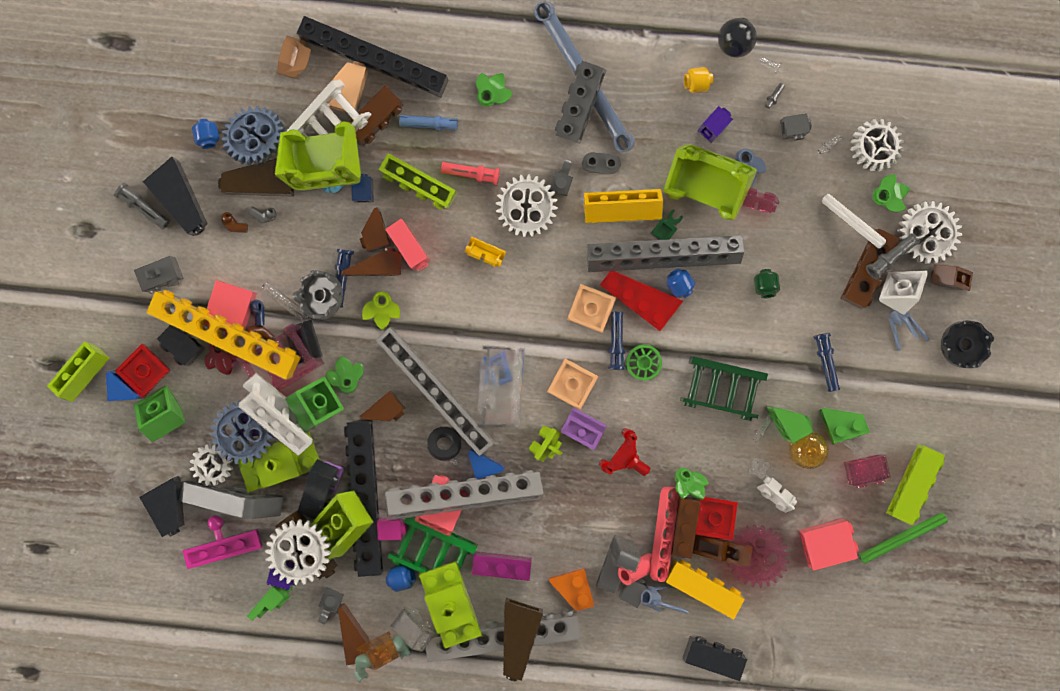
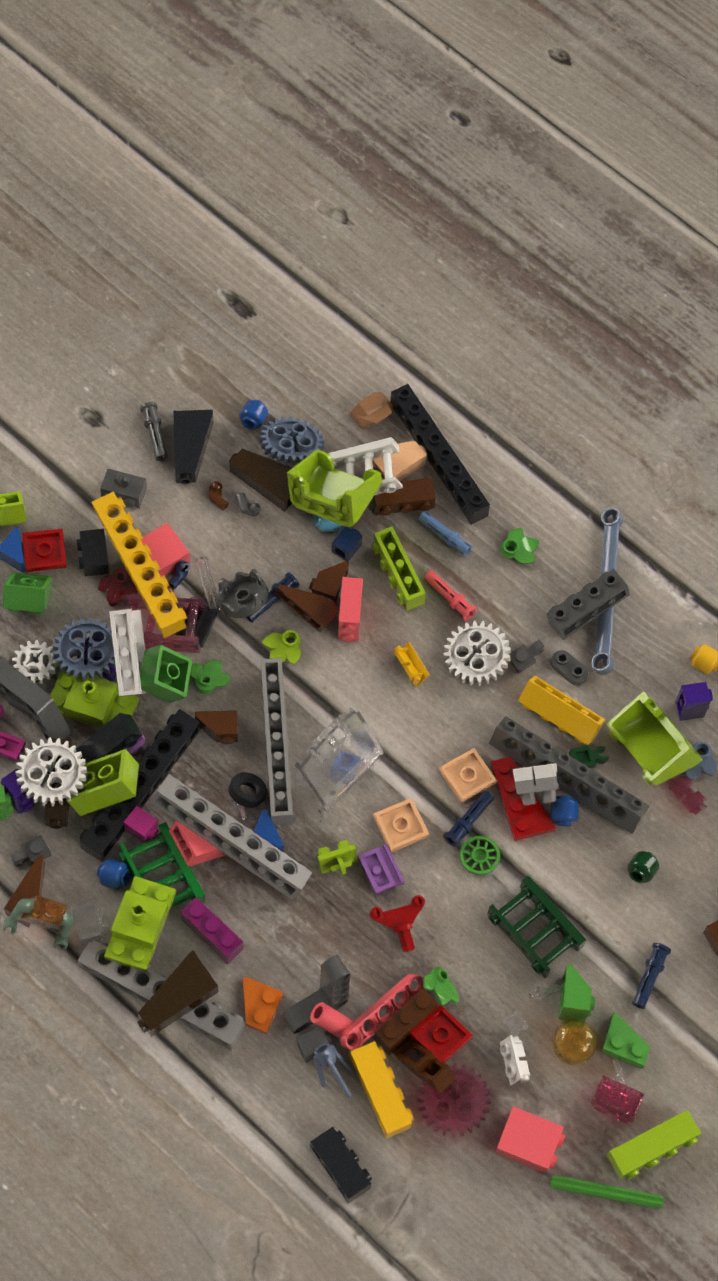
camera: 30 degrees right, 25 degrees down
(647, 280) = (536, 779): none -> light grey hips

